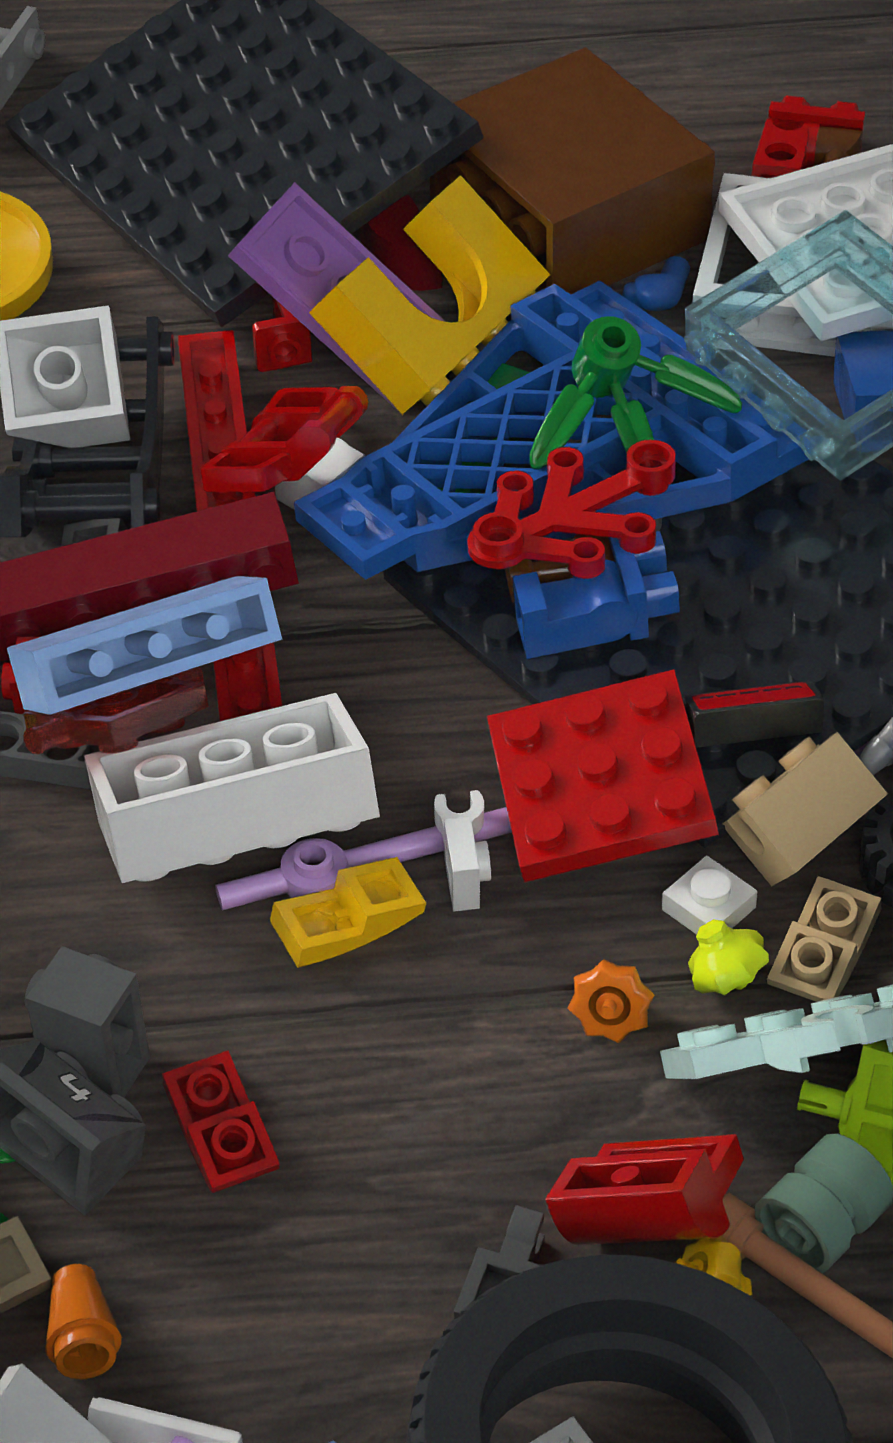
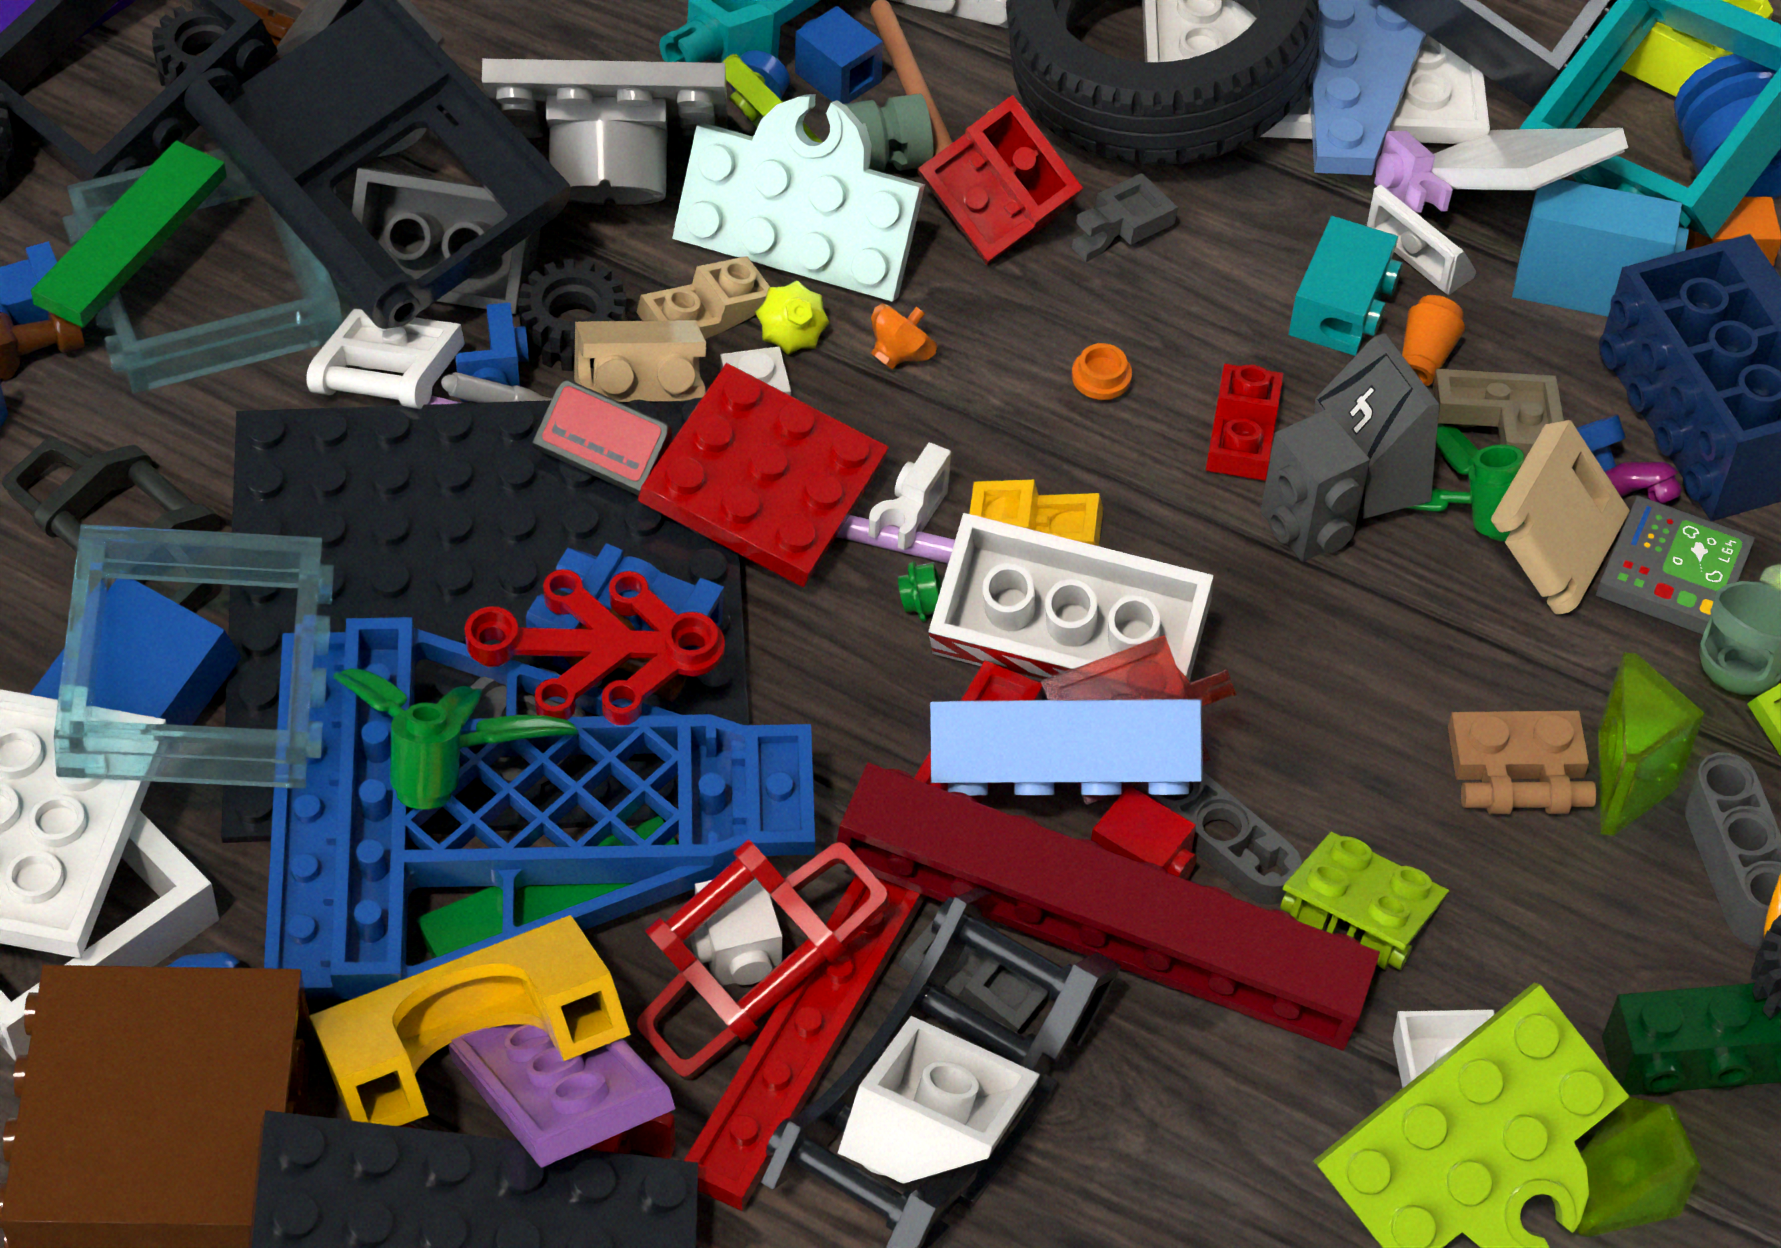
camera: 150 degrees left, 5 degrees up
(210, 1326) = (1345, 285): none -> teal brick
(395, 786) = (920, 589): none -> green plate
(396, 1088) = (1102, 372): none -> orange plate

